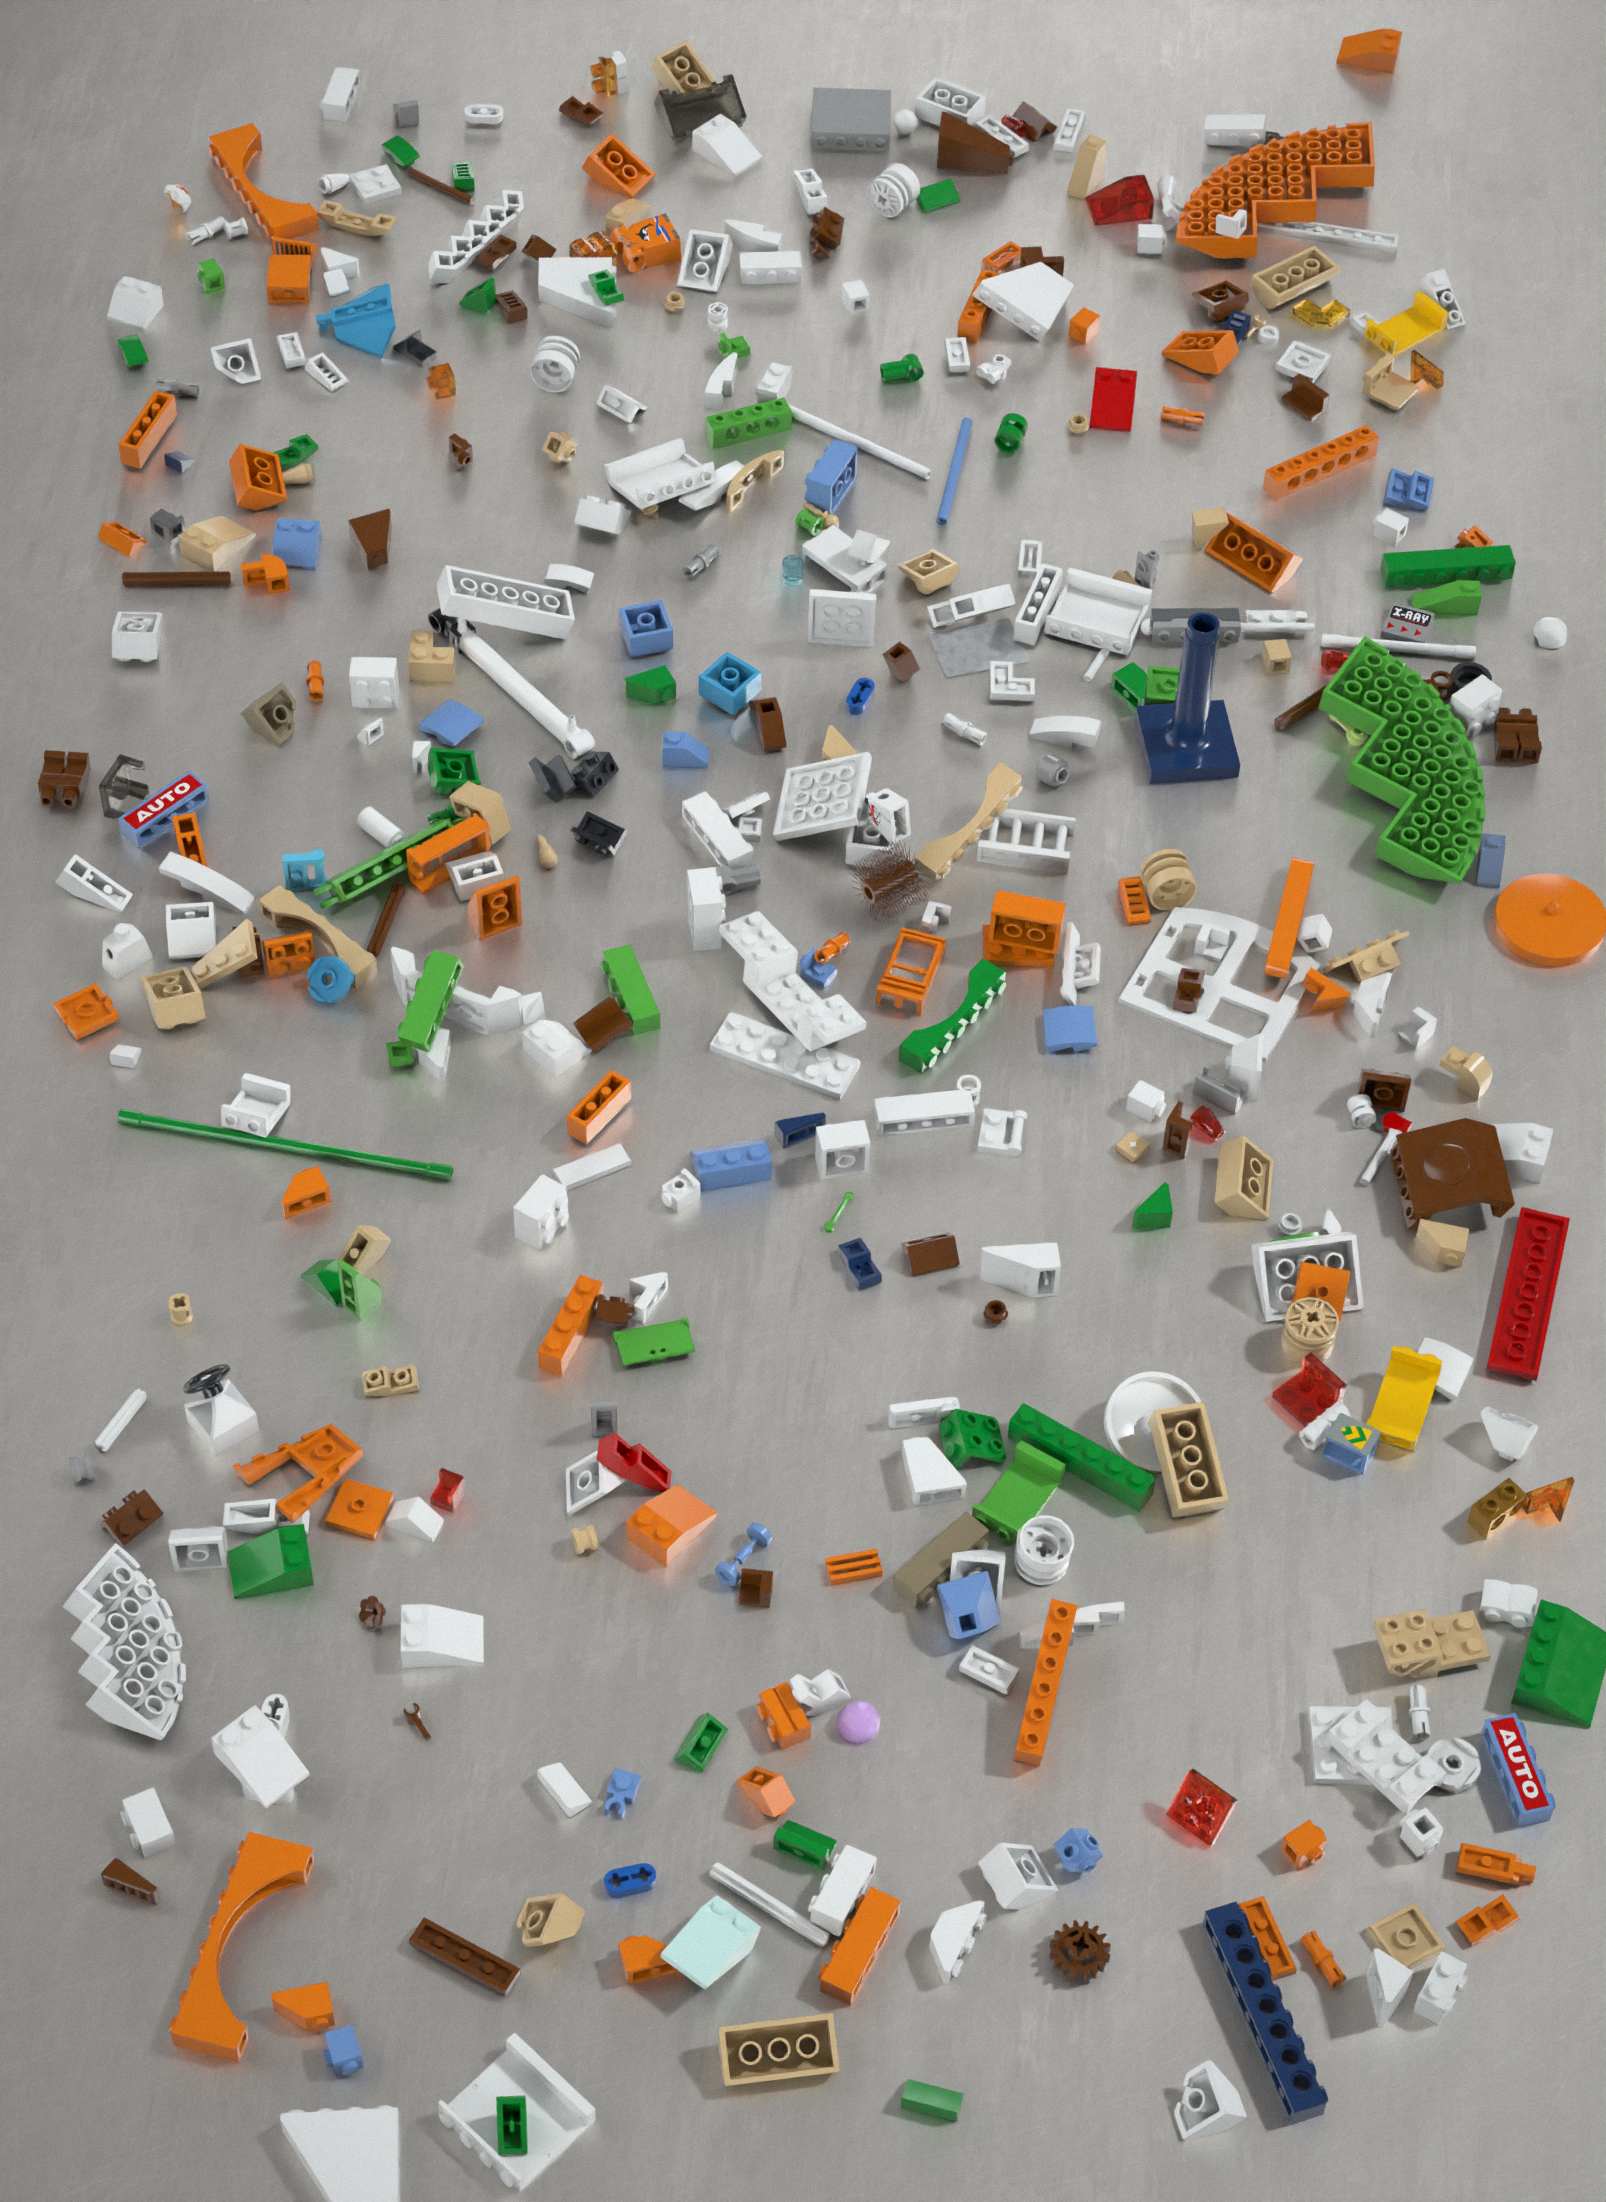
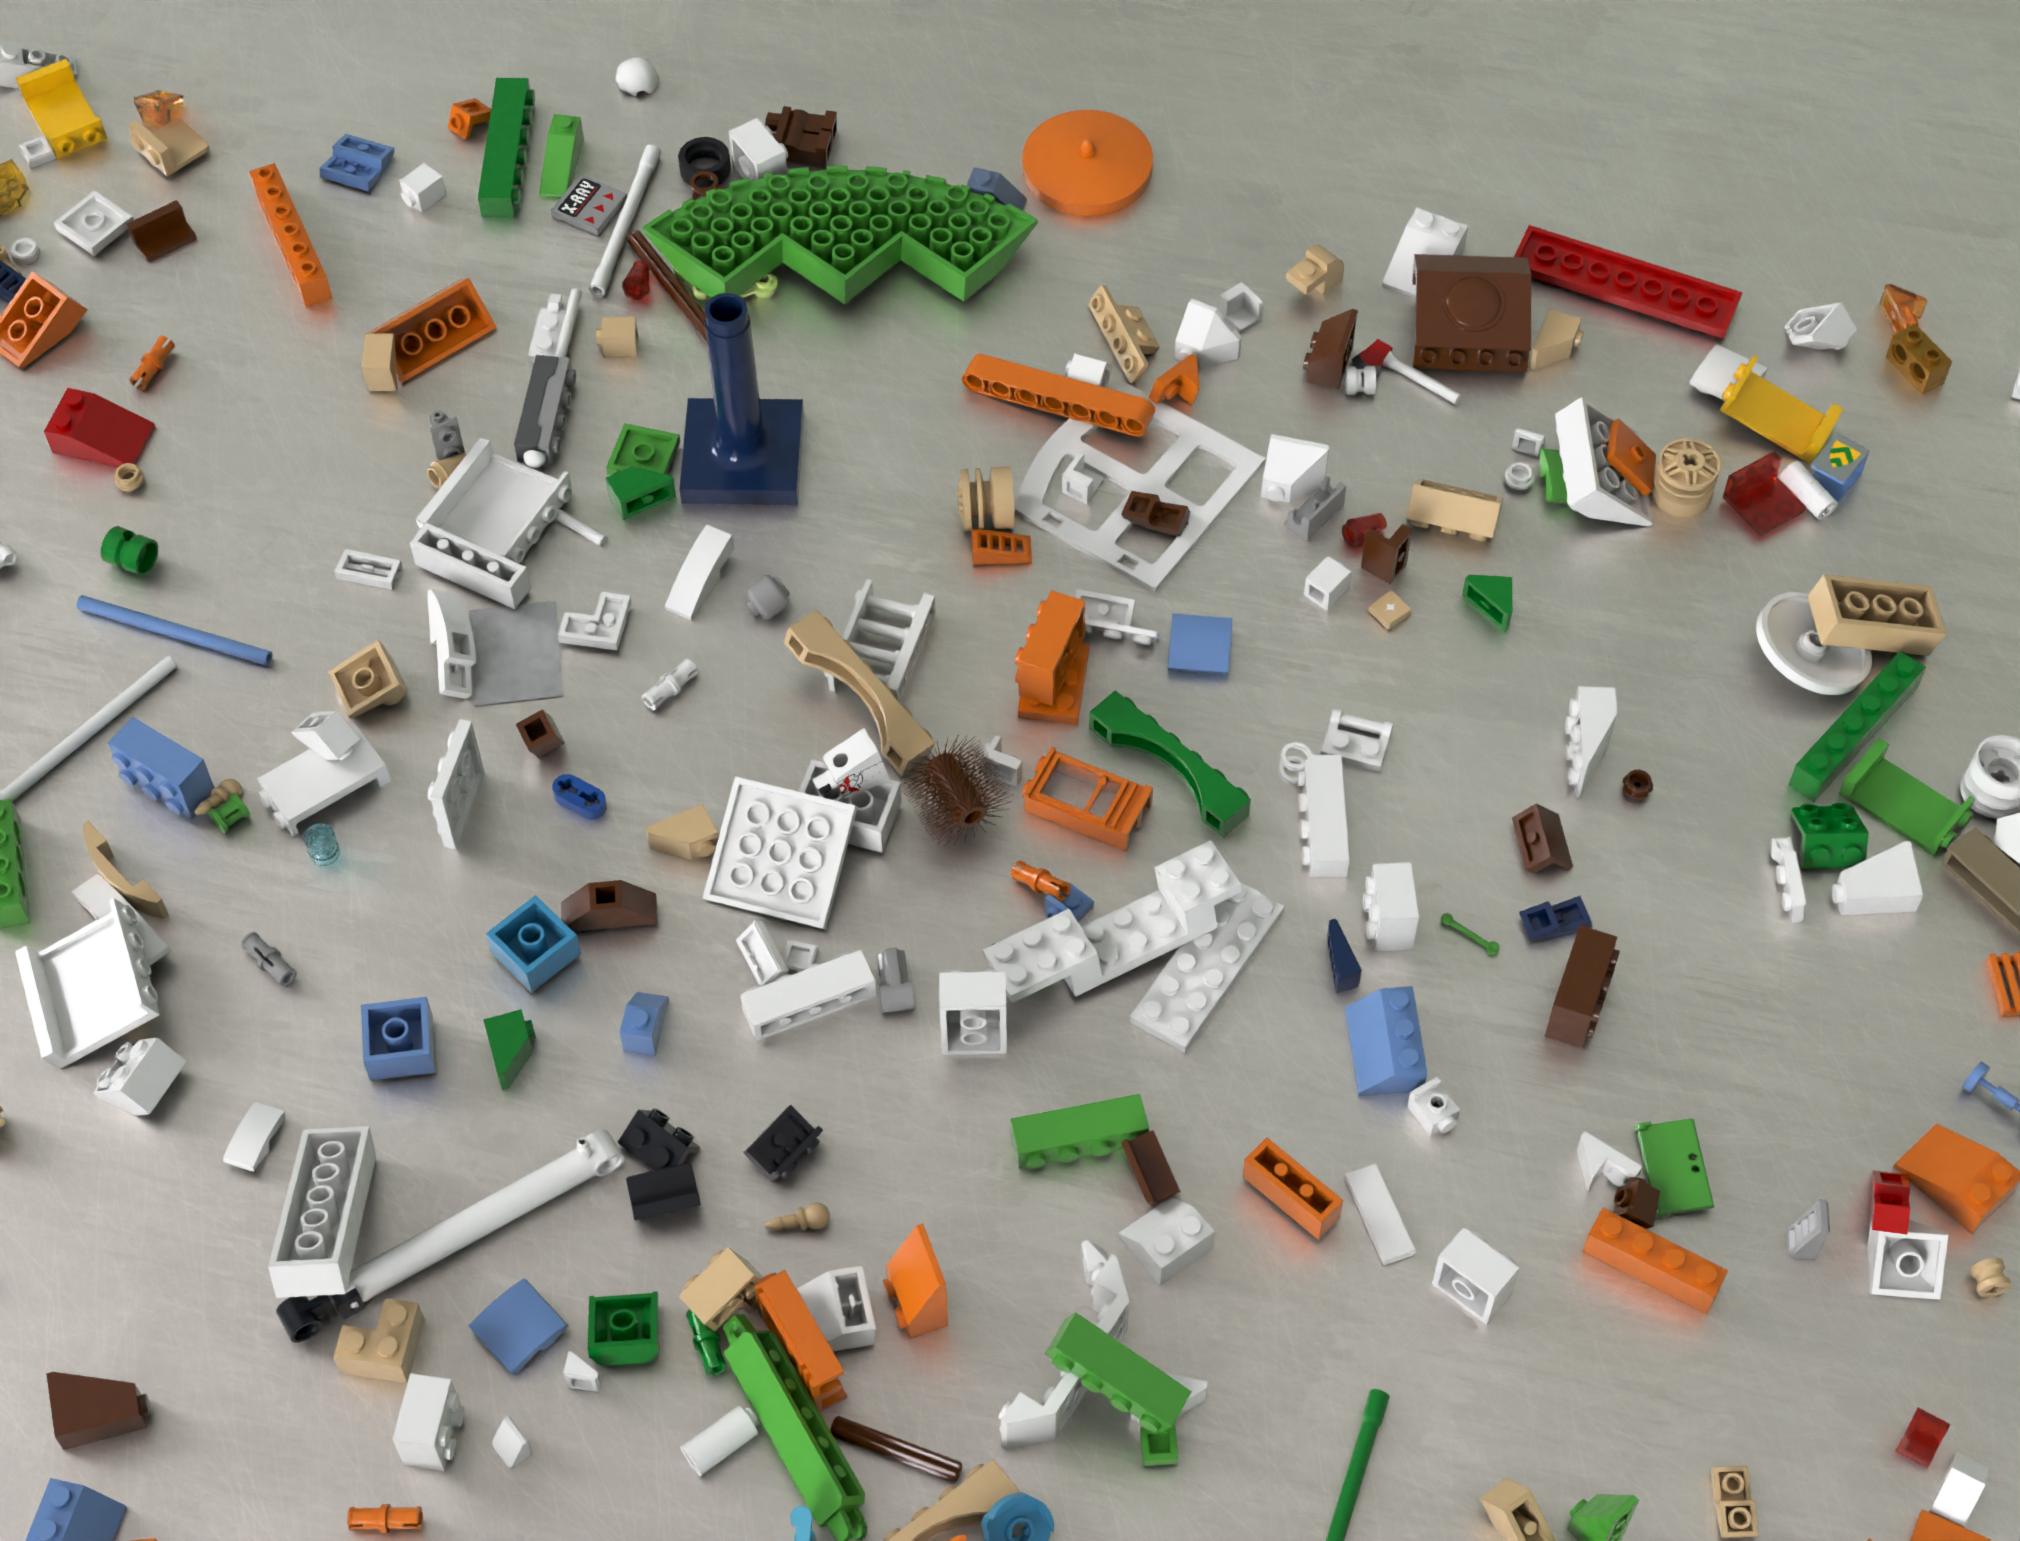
camera: 80 degrees left, 5 degrees up
(792, 1268) = (1583, 987): none -> reddish brown brick

